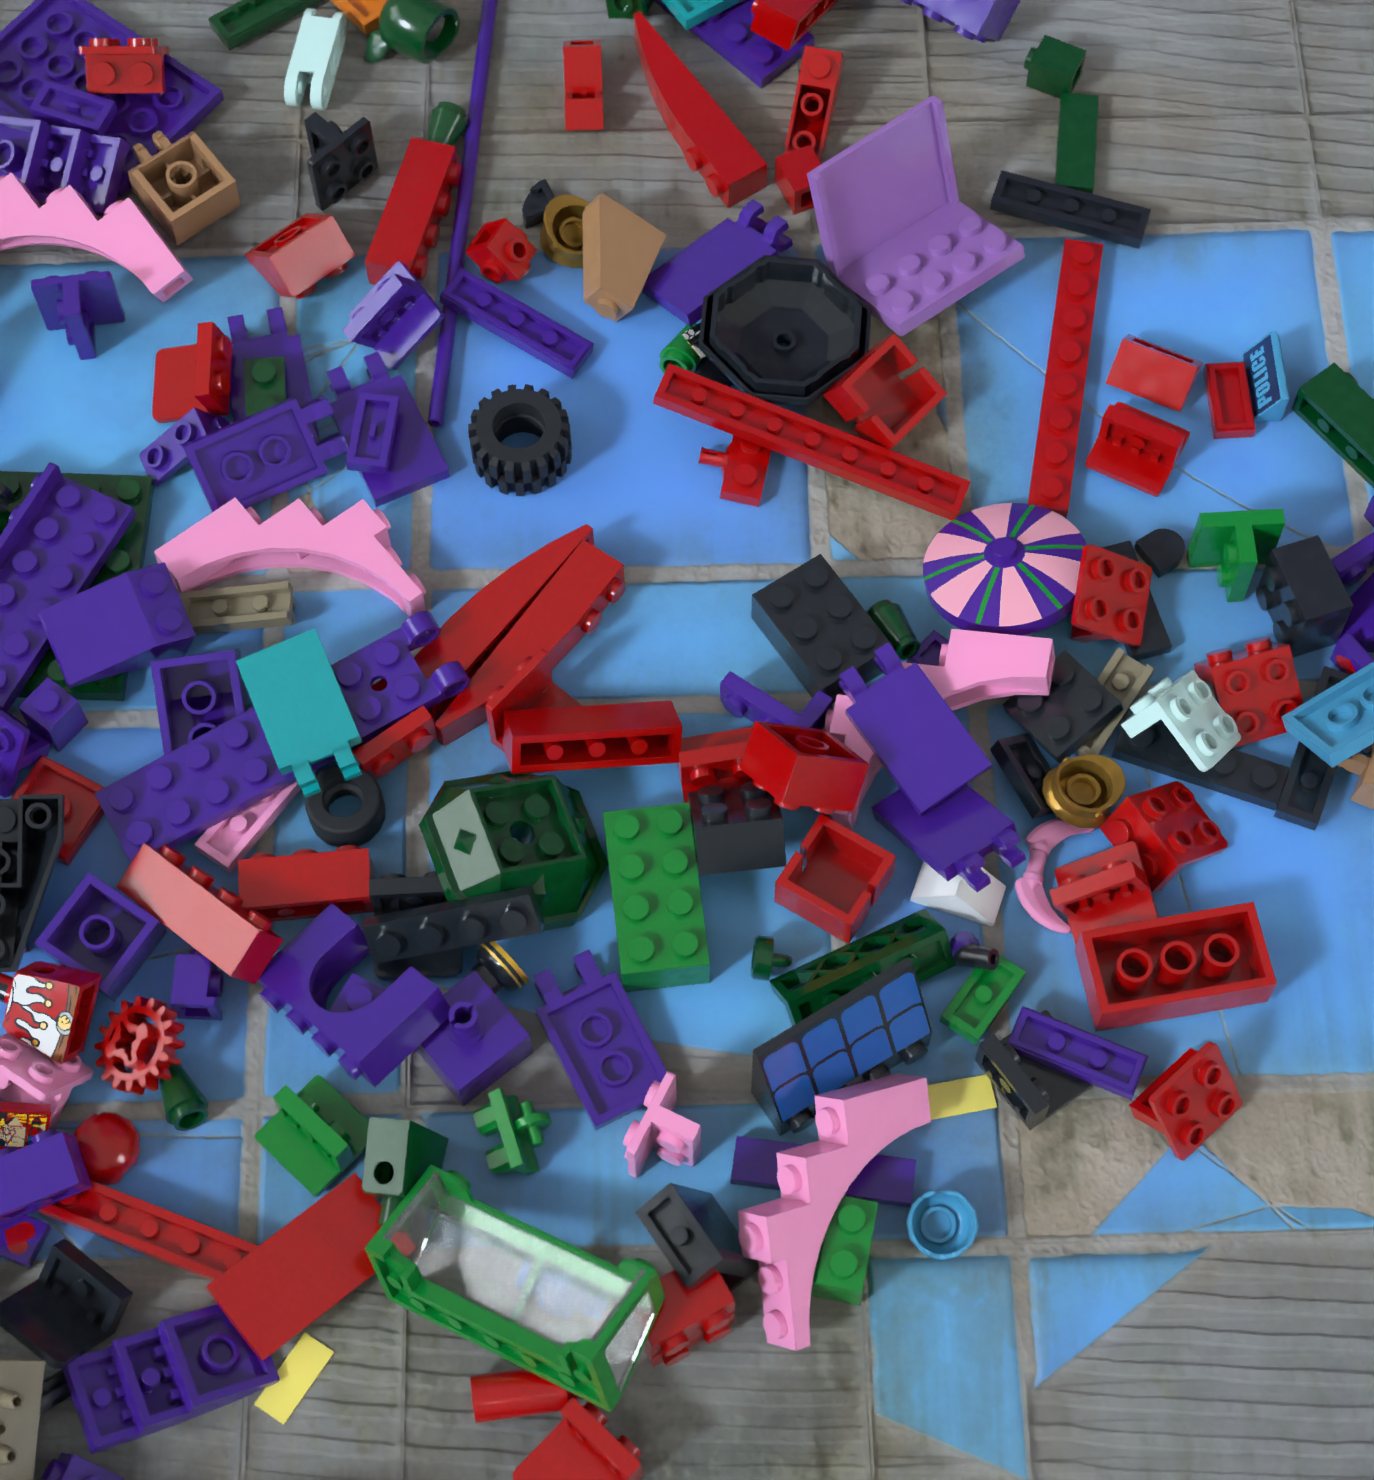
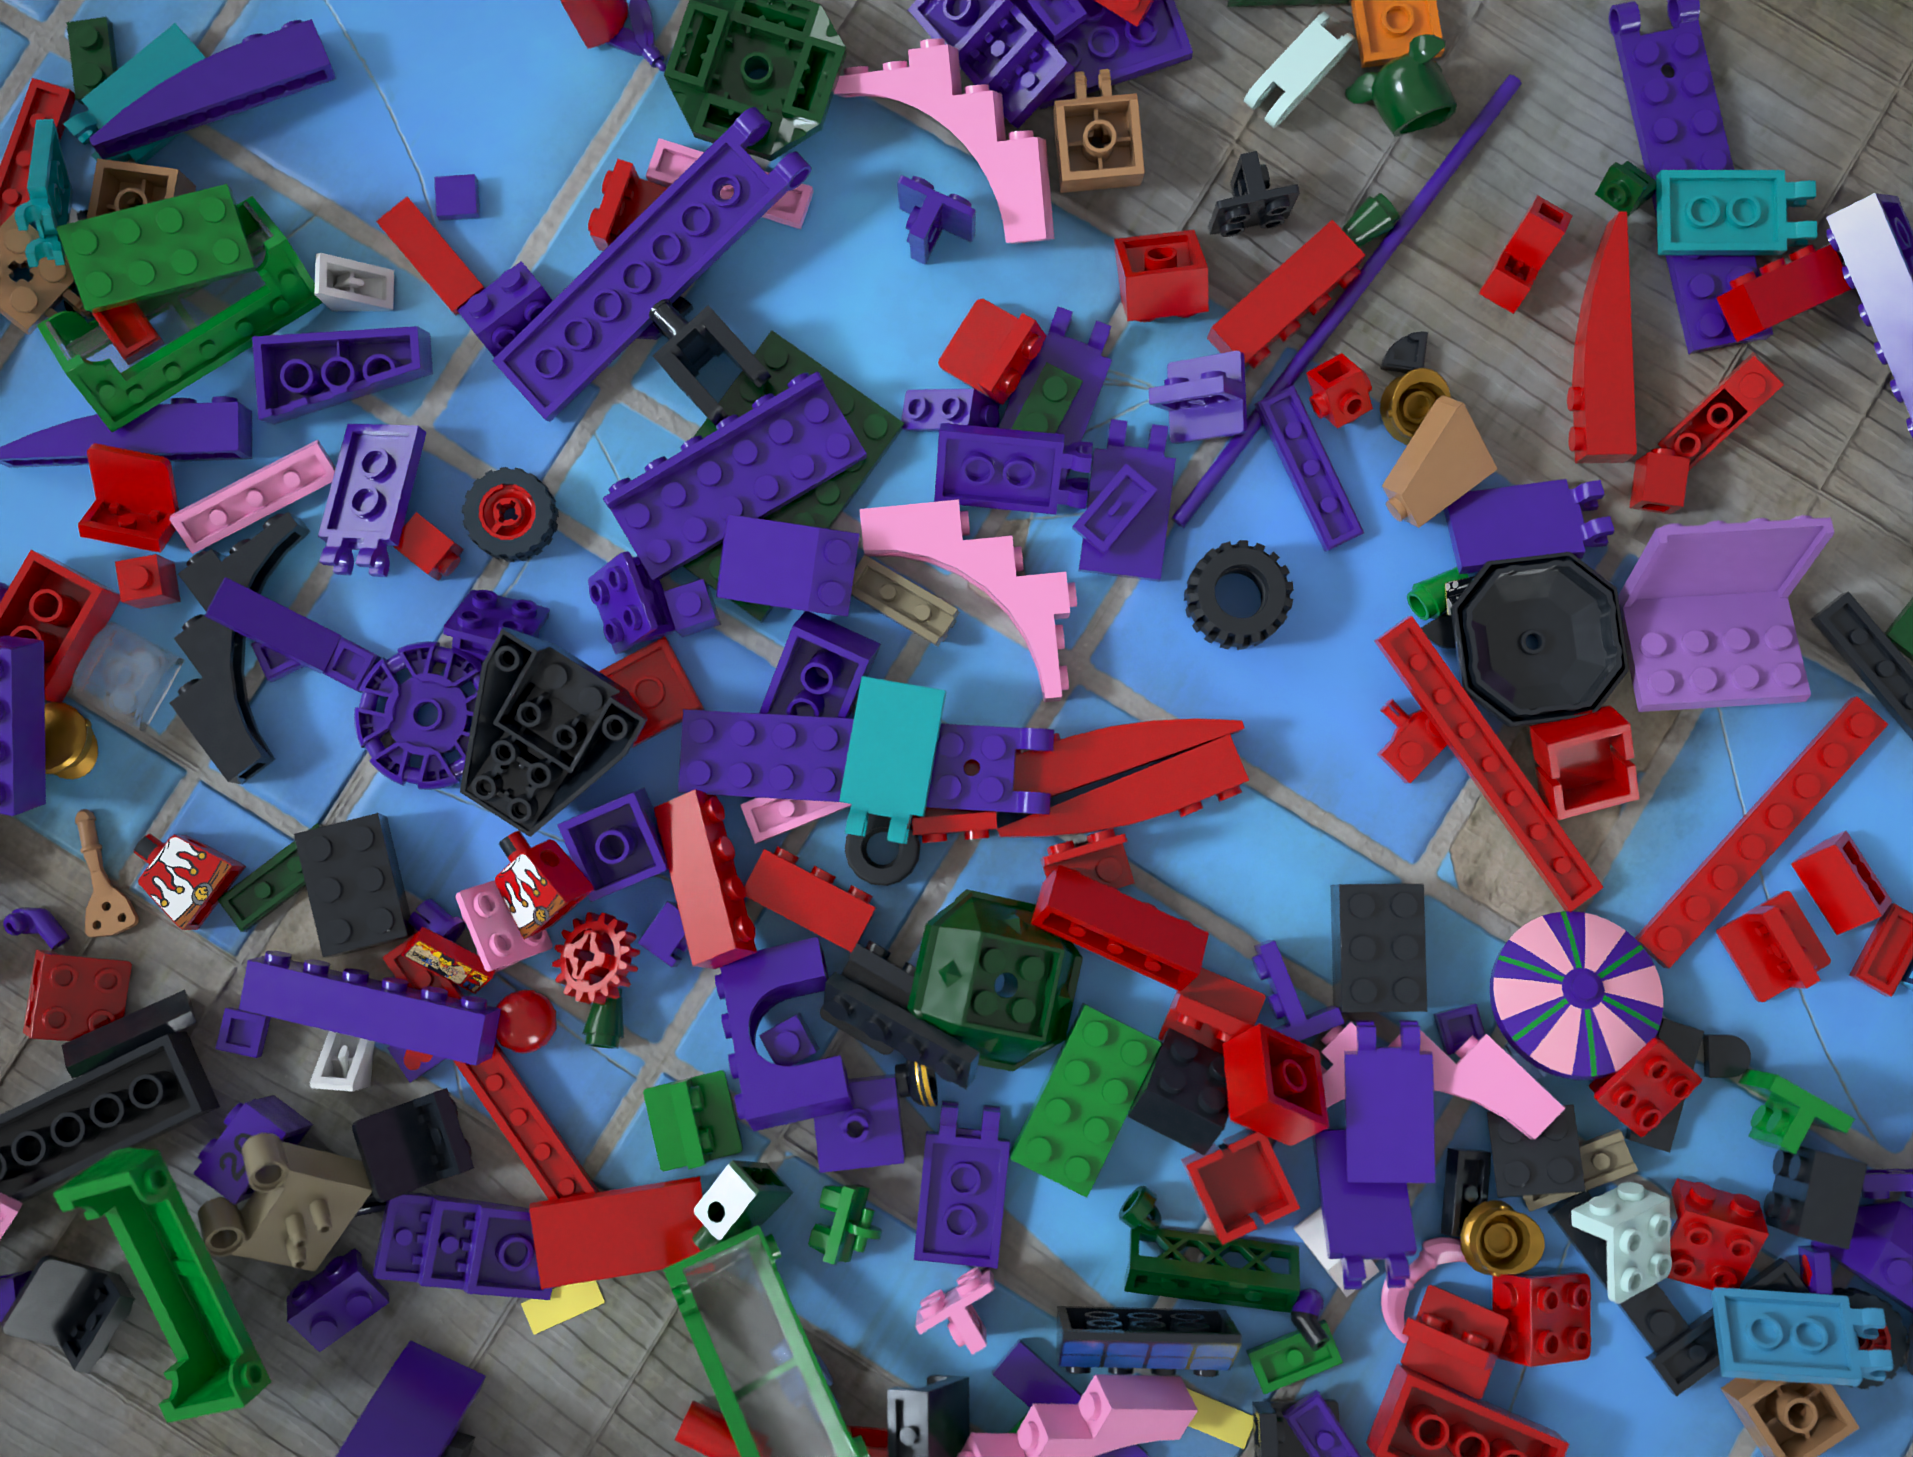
camera: 35 degrees right, 20 degrees up
(895, 627) = (1442, 984): dark green cone -> none

